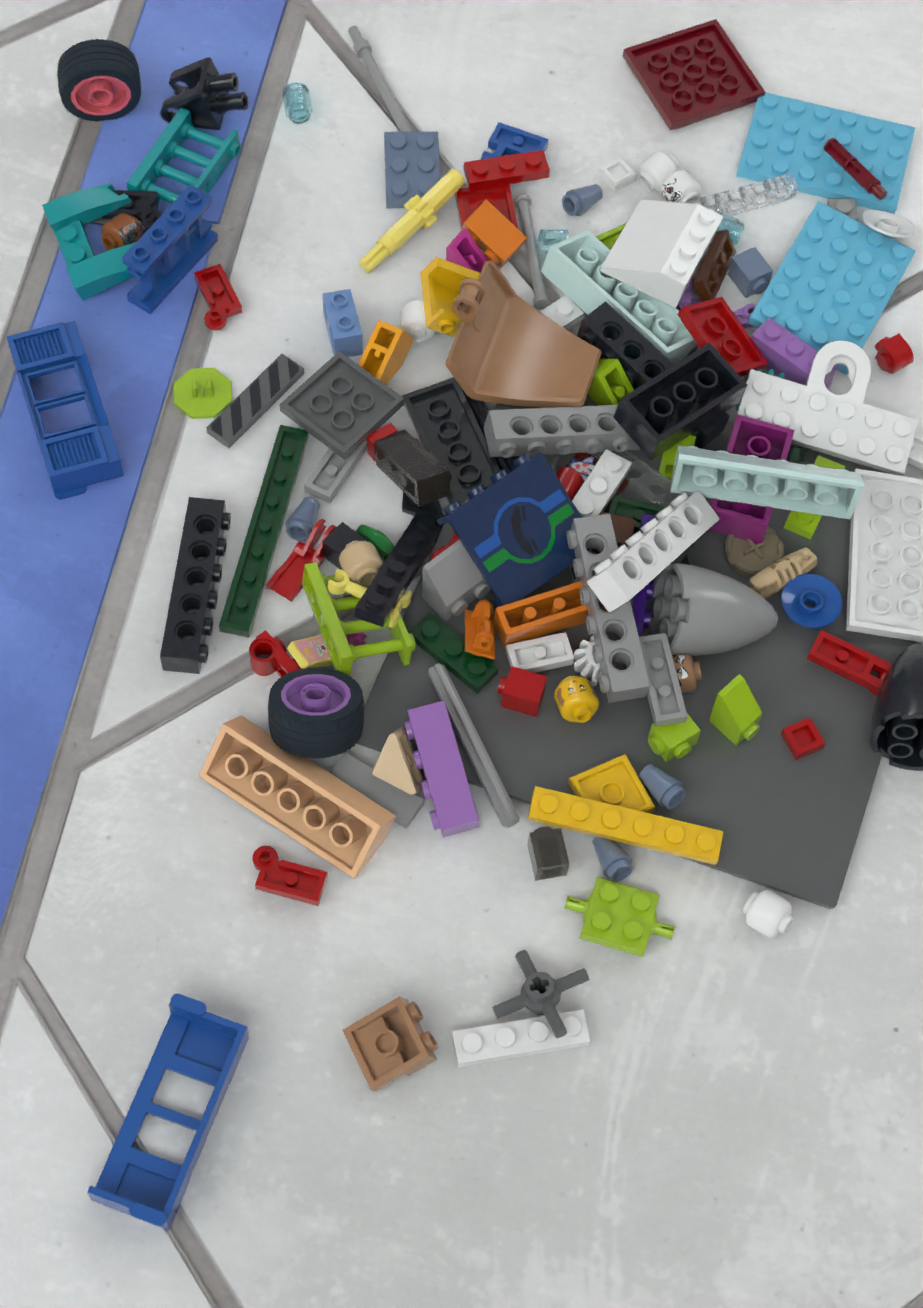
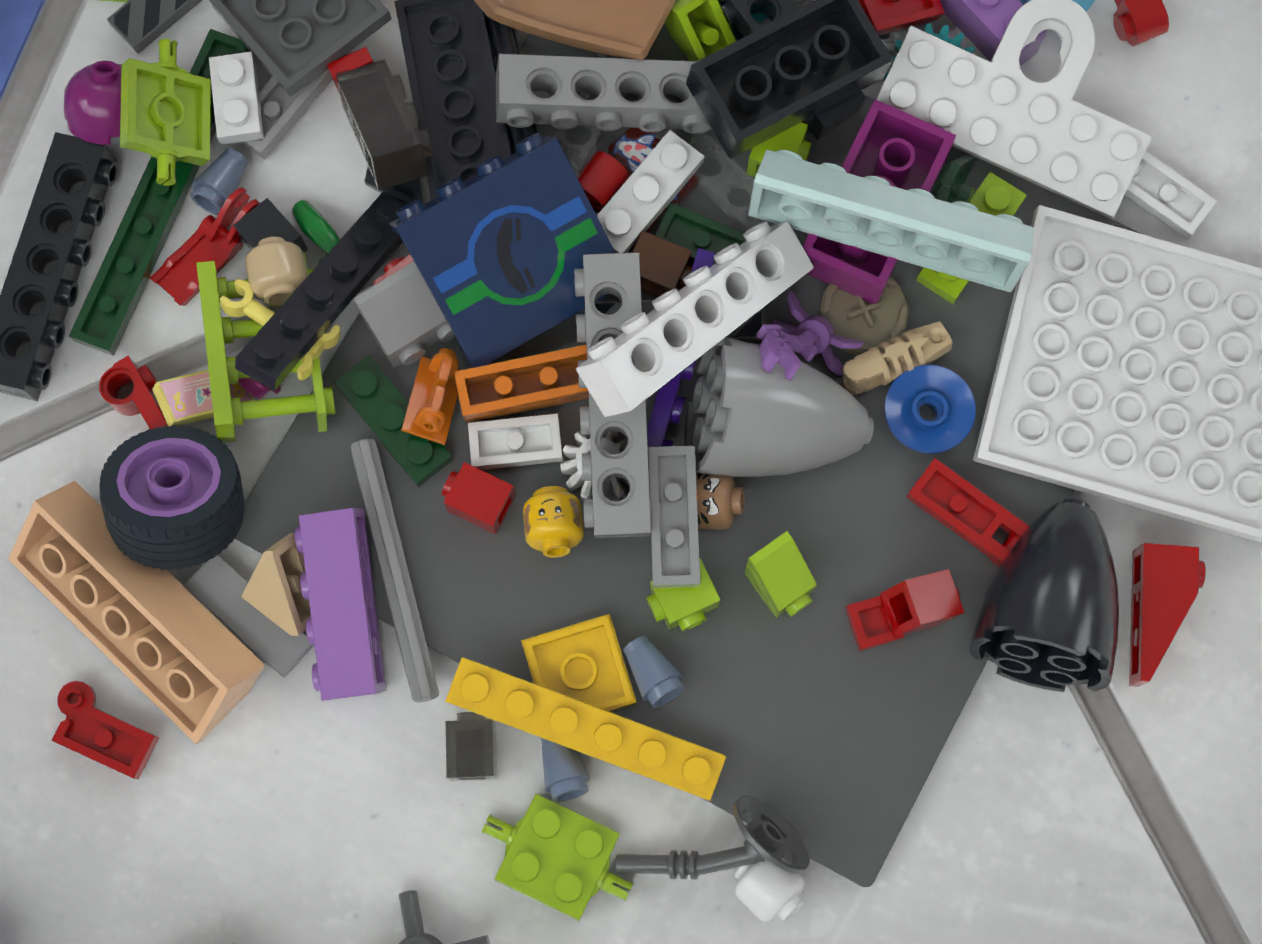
camera: 15 degrees right, 15 degrees up
(220, 475) = (94, 102): none -> magenta cylinder
(266, 474) = (165, 112): none -> lime plate
(307, 464) = (236, 98): none -> white plate
(722, 566) = (808, 339): none -> medium lavender piece
(759, 880) = (763, 842): none -> dark grey dish
(833, 718) = (922, 602): none -> red brick

